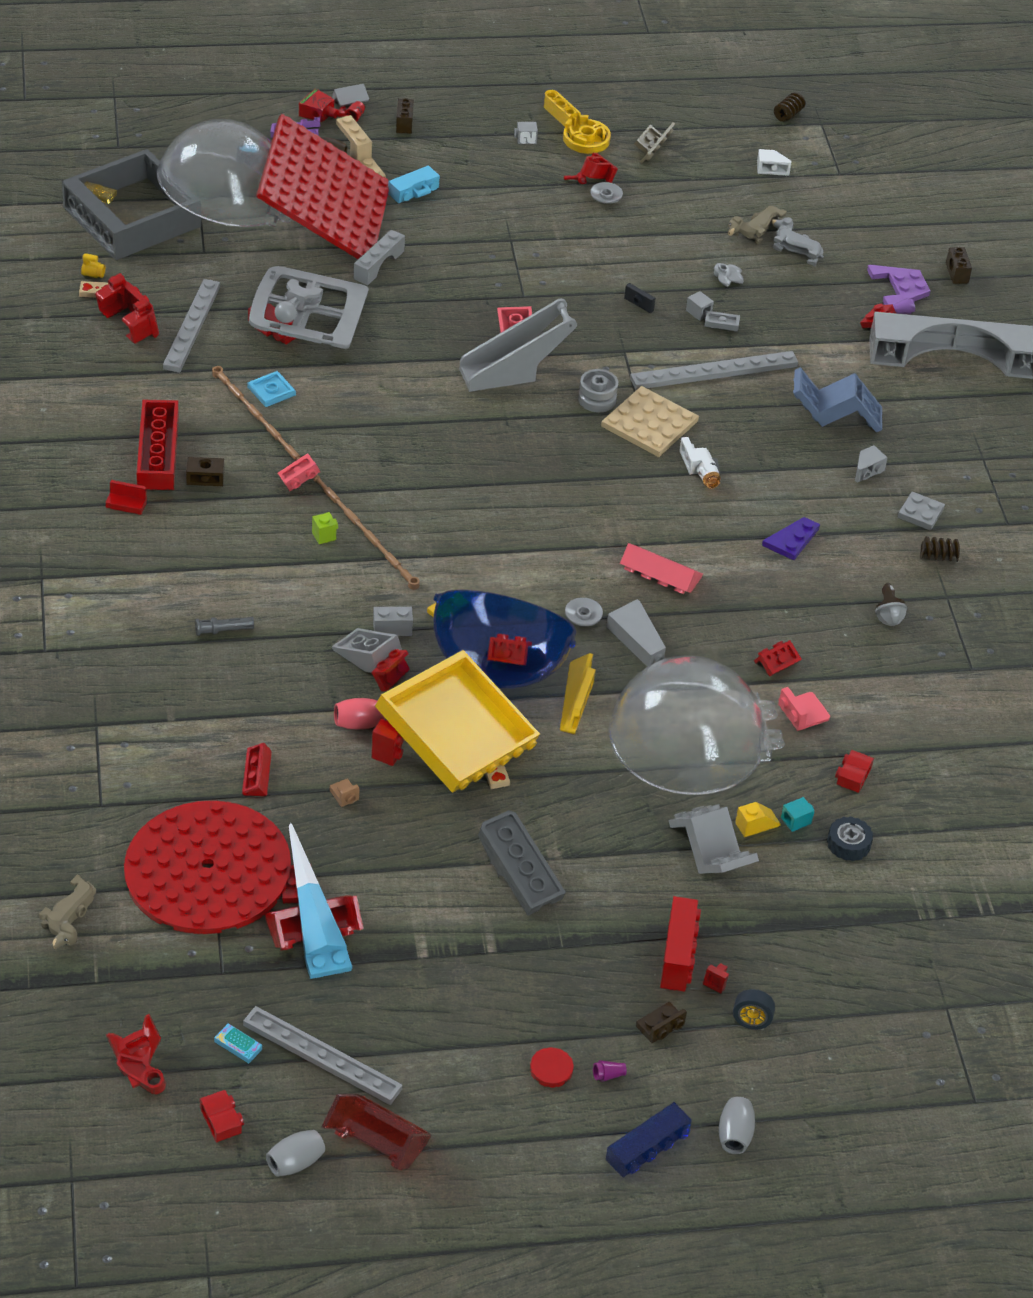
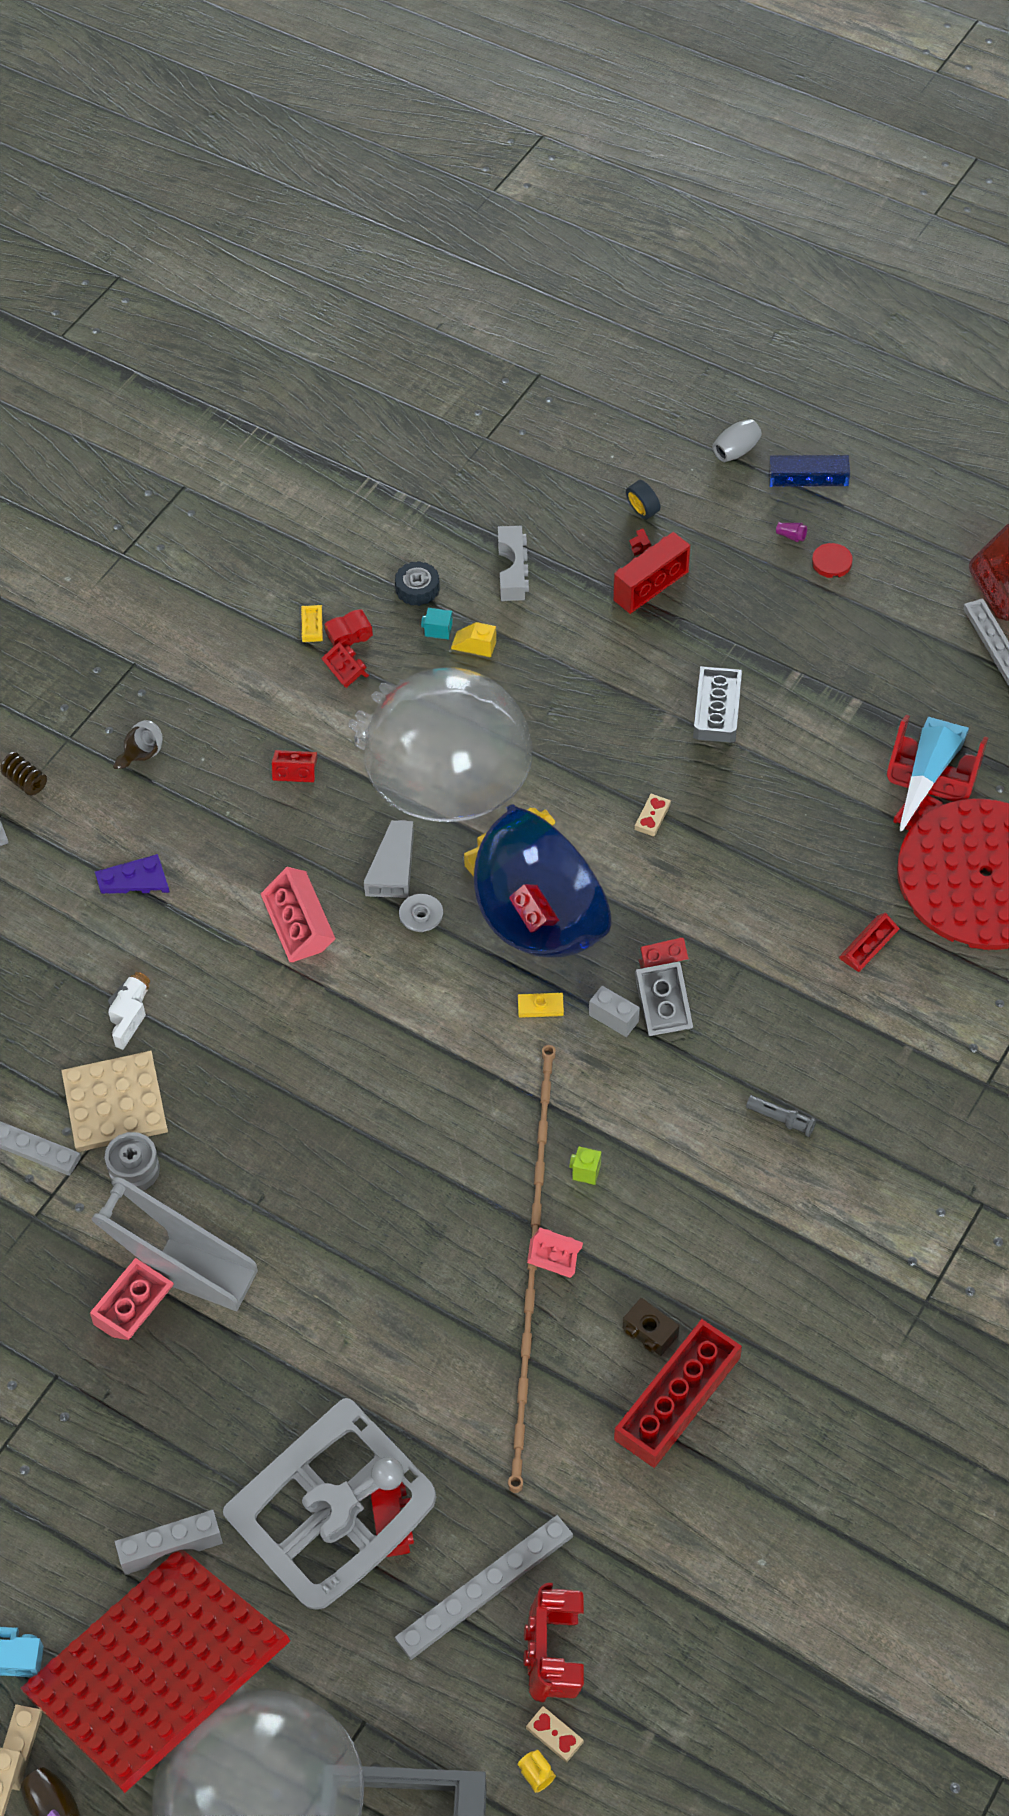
camera: 135 degrees left, 10 degrees up
(126, 497) = (765, 1345): red panel -> none
(271, 389) = (474, 1415): medium azure tile -> none
(345, 792) = (806, 869): medium nougat bracket -> none
(357, 714) = (733, 928): coral piece -> none
(386, 743) = (735, 878): red brick -> none
(457, 721) = (661, 845): yellow panel -> none
(661, 1022) = (716, 540): dark brown bracket -> none
(712, 839) = (541, 626): light grey bracket -> none
(802, 710) = (328, 706): coral bracket -> none
(815, 912) = (511, 546): none -> light grey arch
(826, 747) = (344, 664): none -> red bracket
(888, 762) = (312, 623): none -> yellow plate

